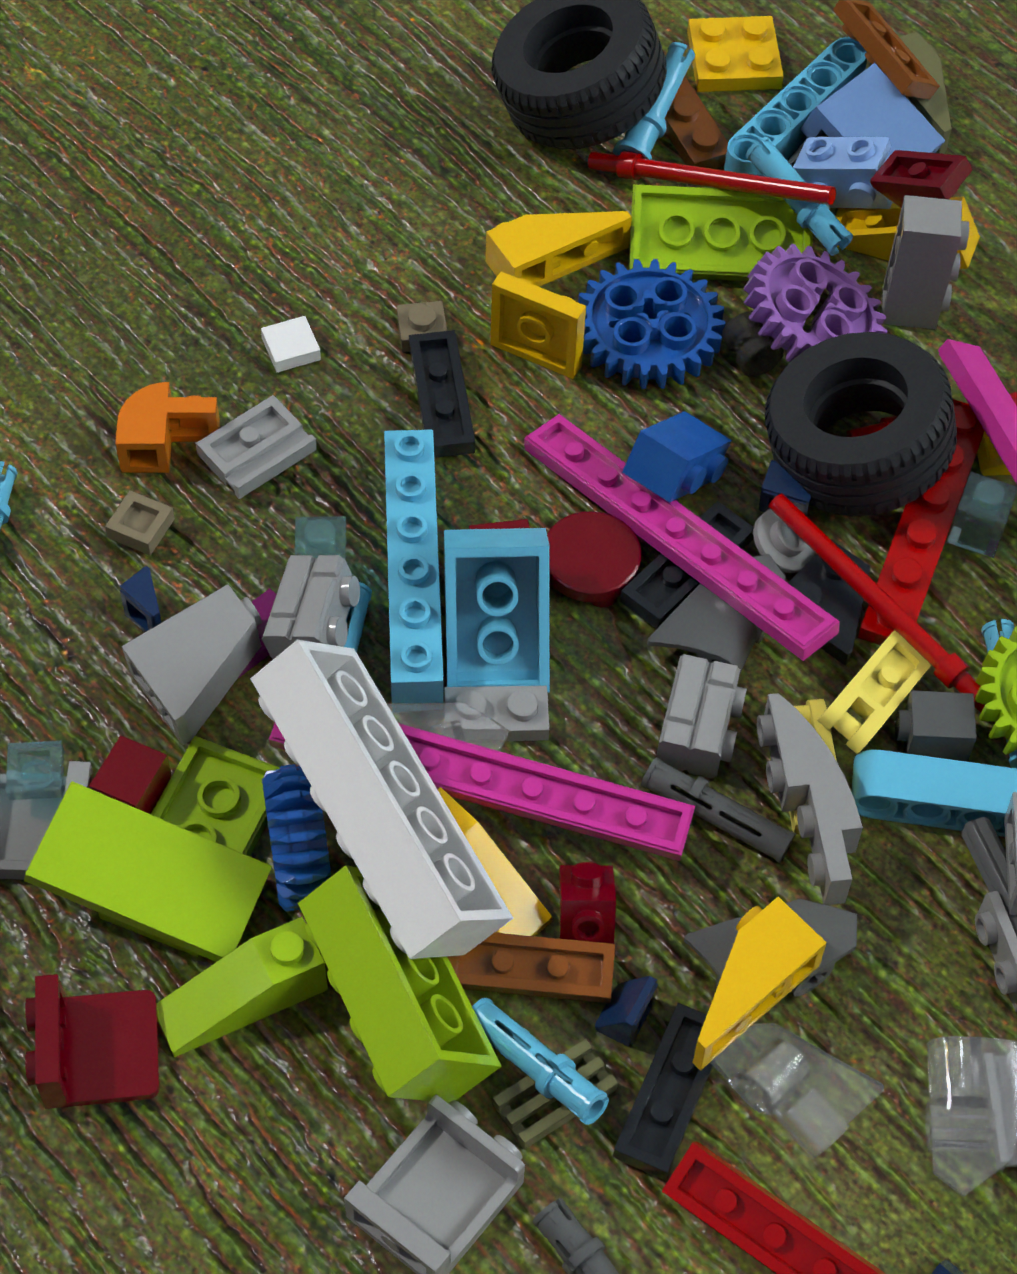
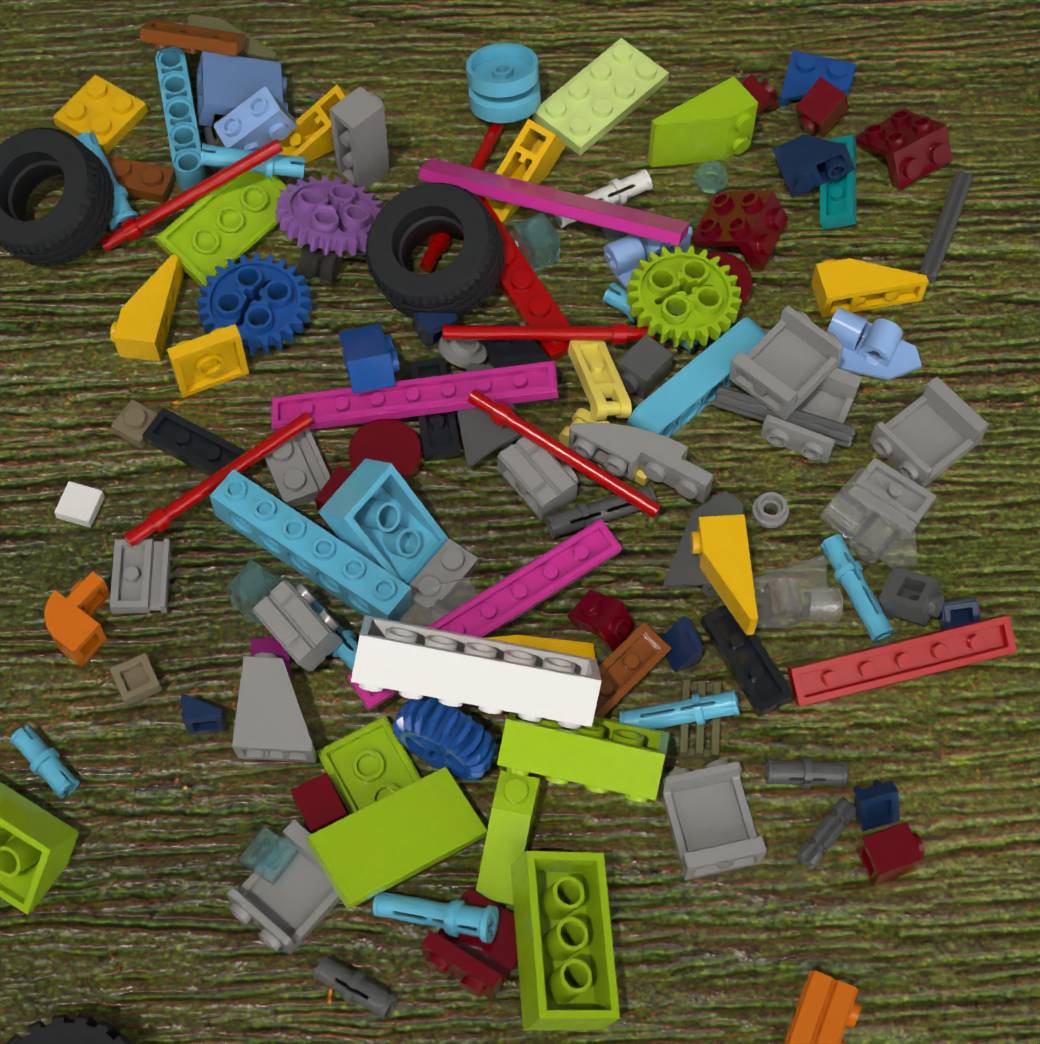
camera: 50 degrees left, 5 degrees up
(100, 993) = (453, 917): none -> medium azure pin
(154, 1123) = (564, 941): none -> lime brick
(326, 414) = (160, 519): none -> red bar
(502, 488) = (298, 469): none -> light grey plate
(727, 623) = (503, 415): none -> red bar
(884, 1132) = (850, 575): none -> medium azure pin
(889, 973) = (770, 501): none -> light grey plate
(914, 1231) = (911, 597): none -> dark grey brick
(920, 175) = (311, 94): dark red slope -> none

